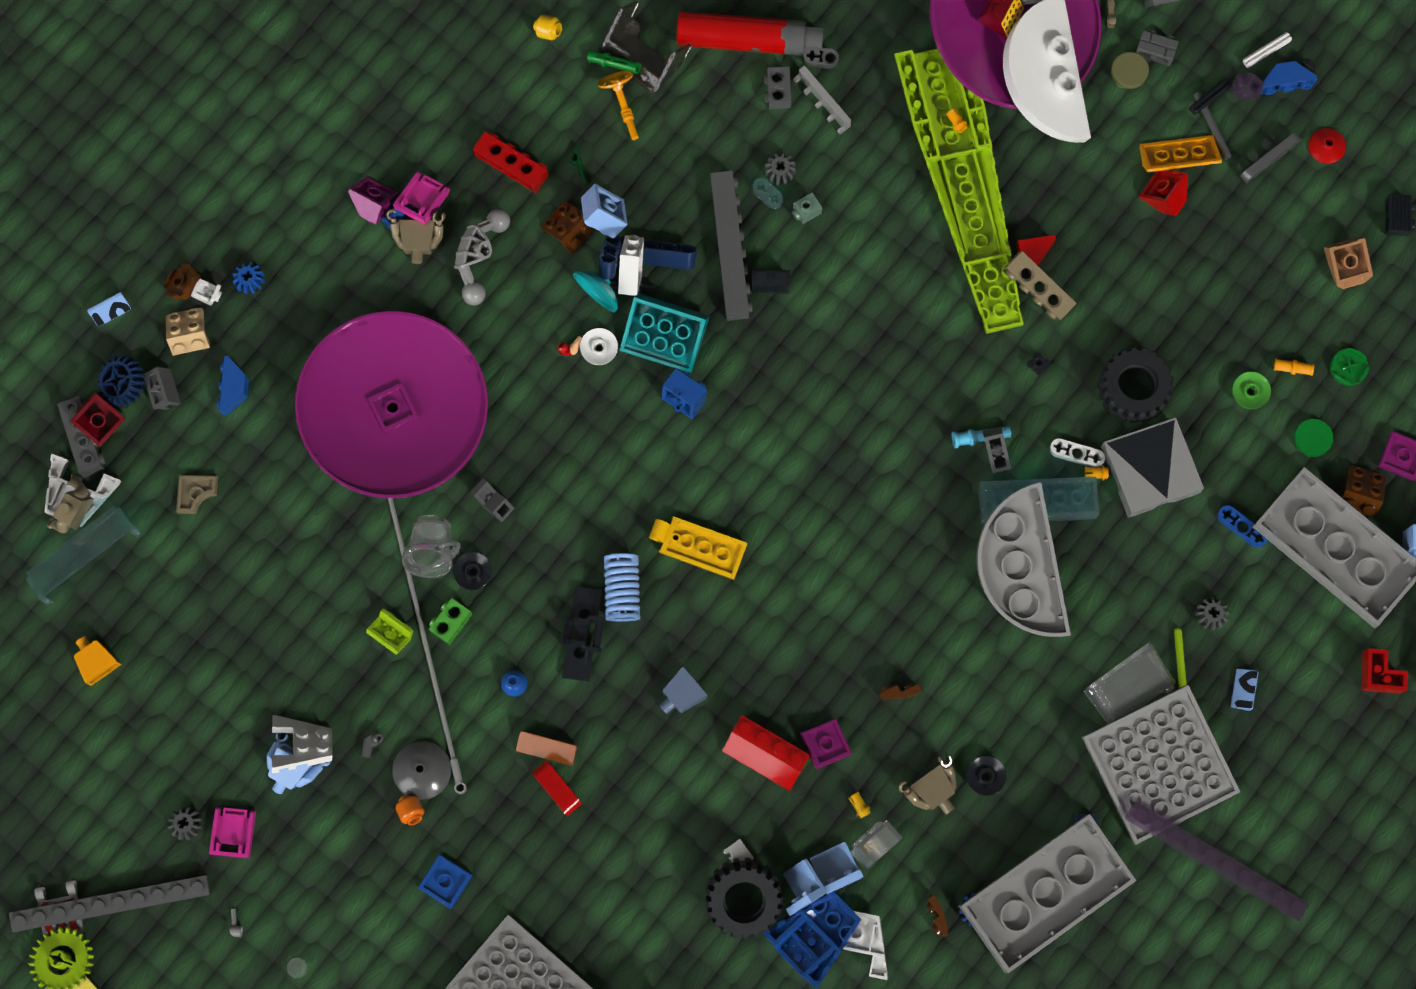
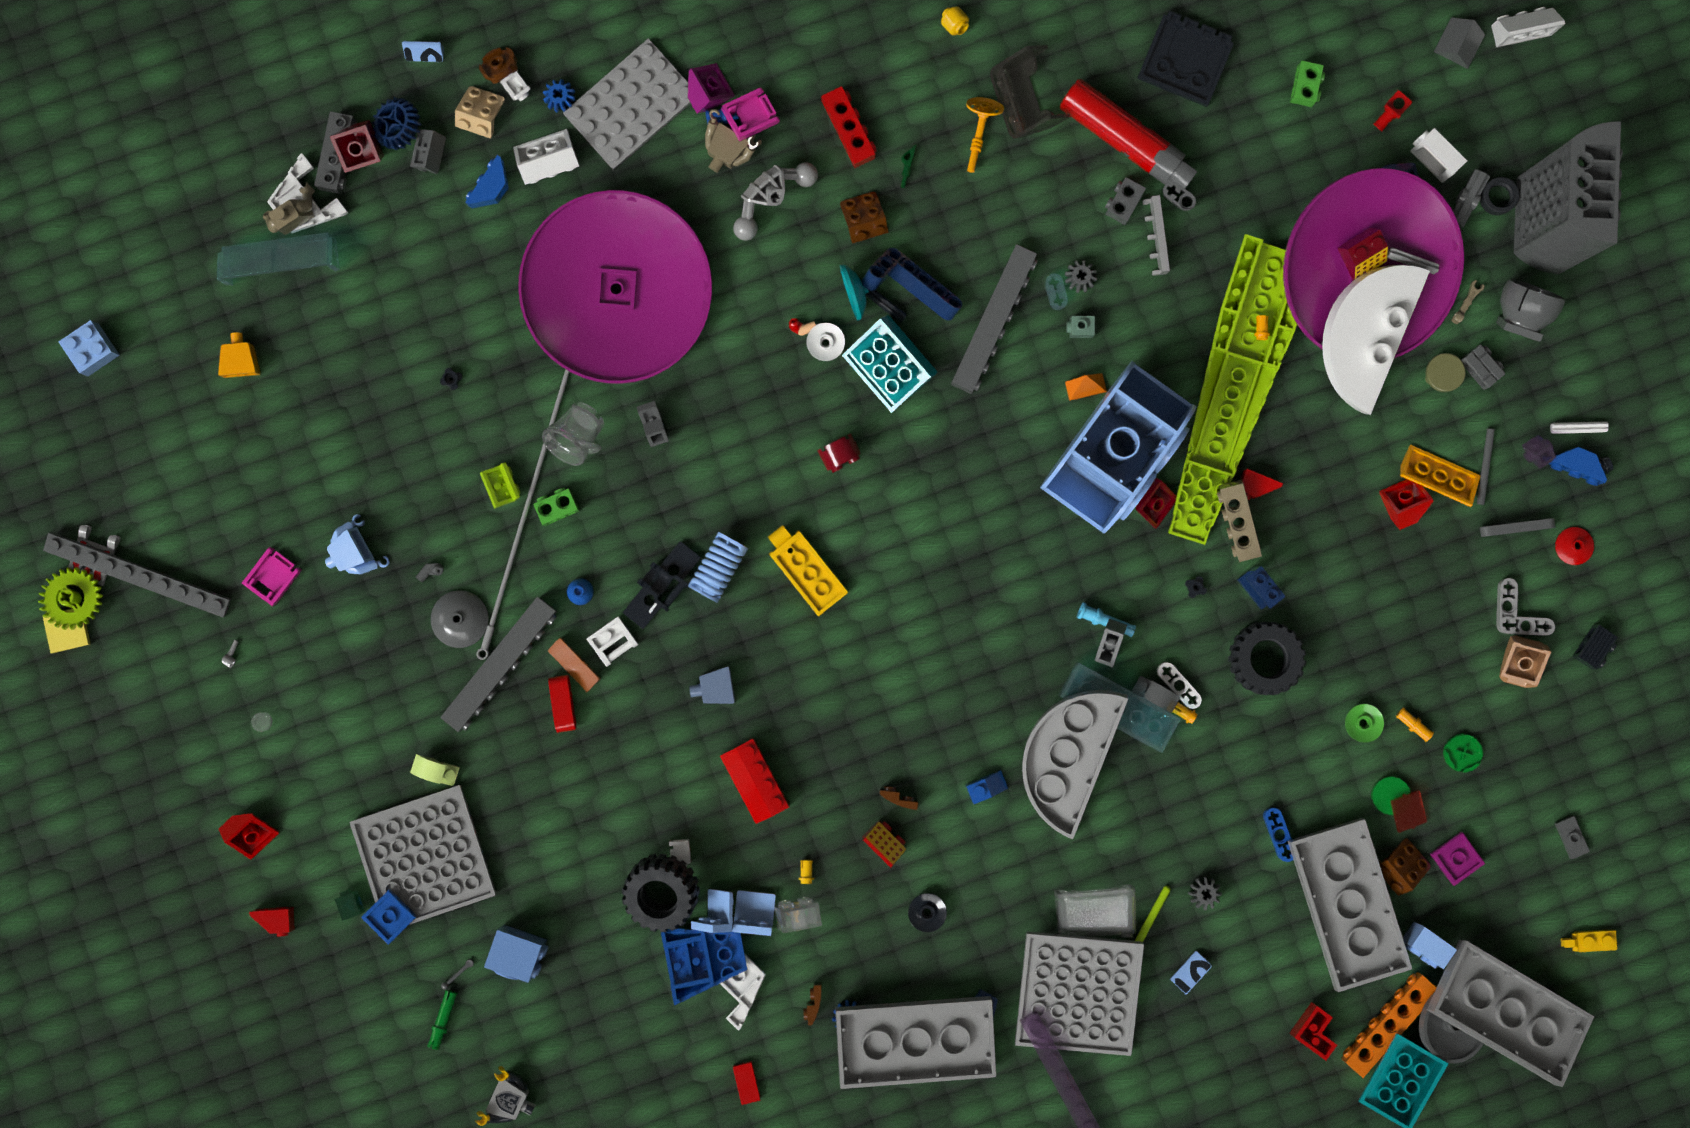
camera: 25 degrees right, 10 degrees up
(185, 831) = (229, 545): dark grey gear -> none
(193, 491) = (404, 260): dark tan tile -> none
(267, 334) = (545, 157): none -> white slope
(288, 564) = (445, 380): none -> black plate
(310, 743) = (376, 543): white wing -> none
(313, 251) = (630, 104): none -> light grey plate
(409, 810) = (429, 647): orange head -> none
(445, 881) = (424, 725): blue tile -> none
(467, 563) = (593, 468): black dish -> none
(478, 914) = (433, 770): none -> yellowish green brick
(480, 787) = (499, 664): none -> dark grey brick
(562, 705) = (608, 636): none -> white plate
(604, 211) = (901, 223): light blue brick -> none
(612, 61) = (988, 83): green pin -> none
(631, 265) = (895, 288): white window -> none
(667, 429) = (839, 453): none -> dark red brick
(685, 393) = (874, 429): blue brick -> none
(770, 281) = (1009, 373): black brick -> none
(825, 744) = (809, 803): magenta plate -> none
(840, 255) = (1085, 386): none -> orange slope
(902, 282) = (1120, 449): none -> light blue brick
(911, 737) = (884, 843): none -> slope
(933, 788) = (876, 896): dark tan torso -> none
(956, 311) = (1156, 503): none -> dark red slope
(968, 637) = (986, 787): none -> blue slope
(1062, 469) = (1156, 694): none -> dark grey brick
(1092, 331) = (1257, 585): none -> dark blue panel
(1152, 467) = (1235, 738): tile -> none
(1210, 96) = (1501, 440): black axle -> none
(1314, 232) = (1511, 616): none -> light grey beam
(1336, 441) = (1408, 811): none -> clear red piece

